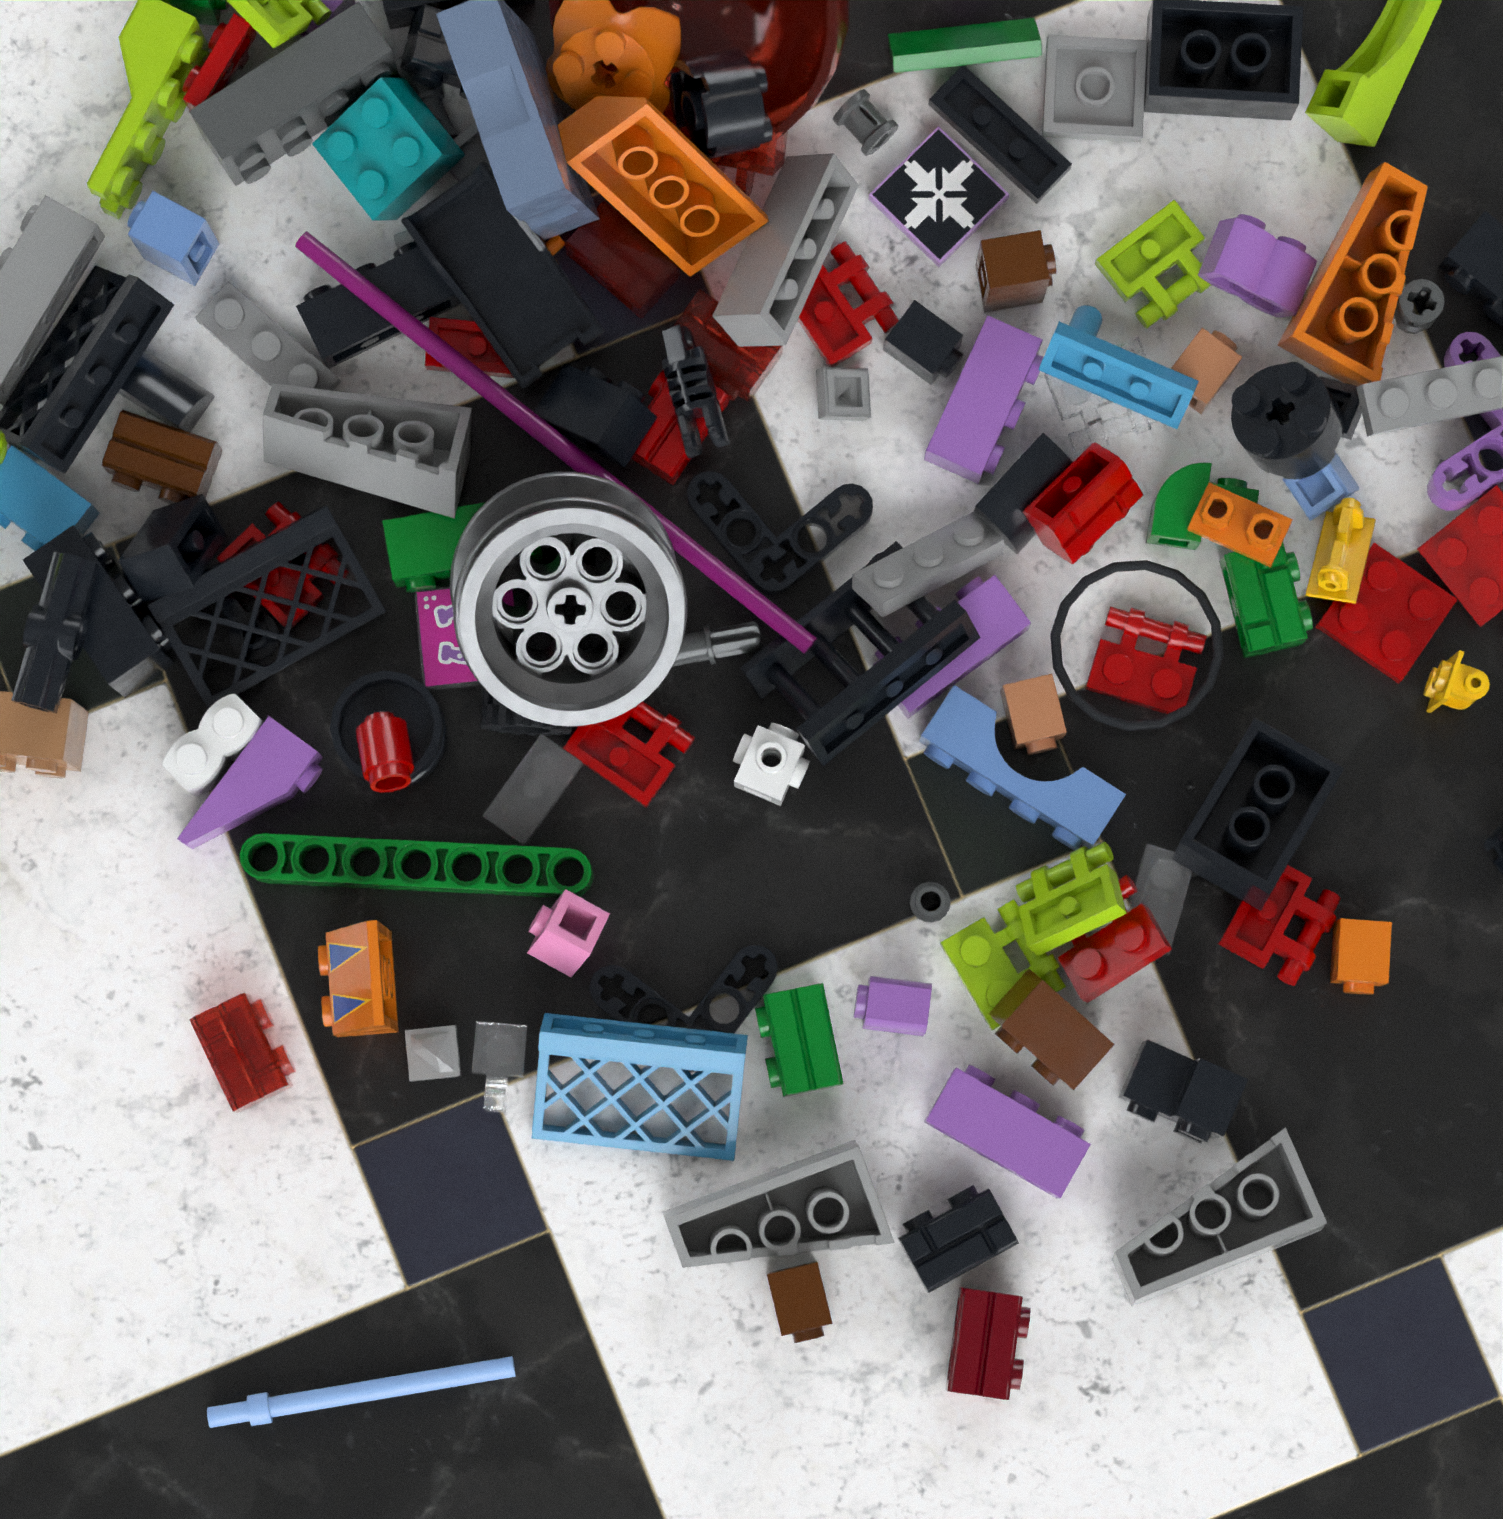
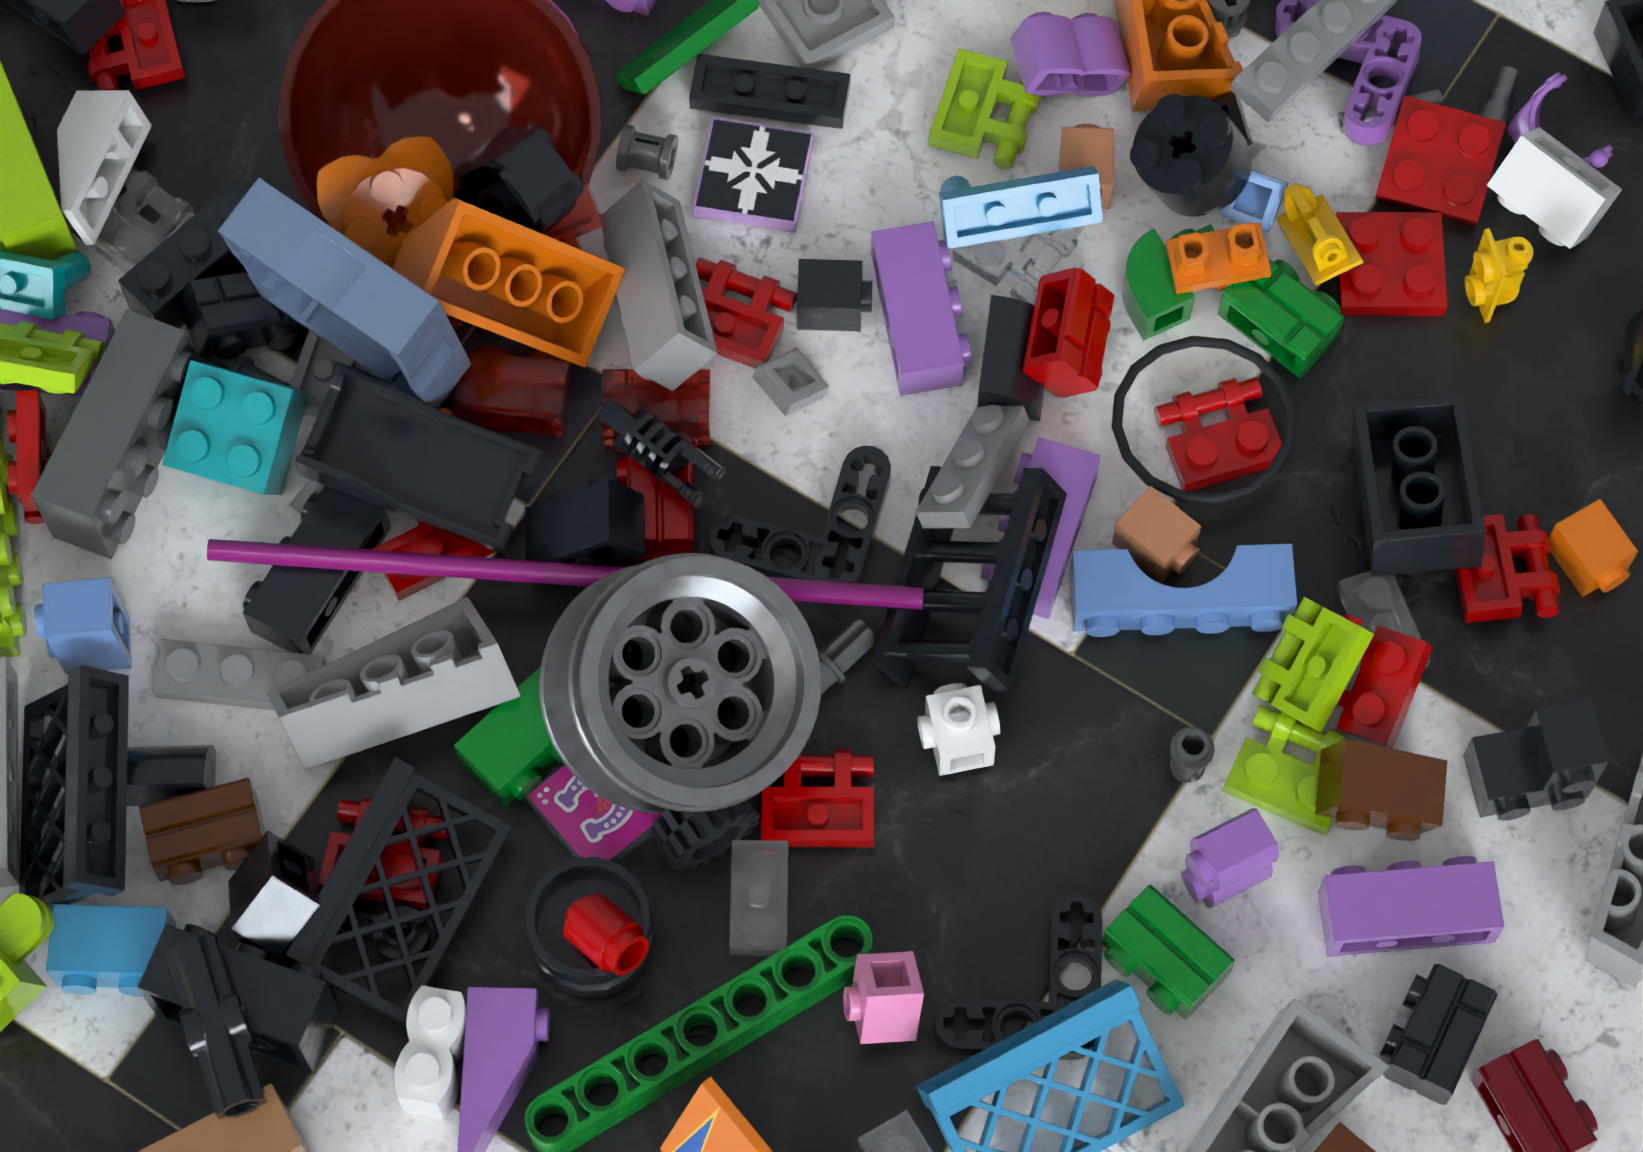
camera: 35 degrees left, 15 degrees down
(1014, 270) = (866, 182): reddish brown brick -> none

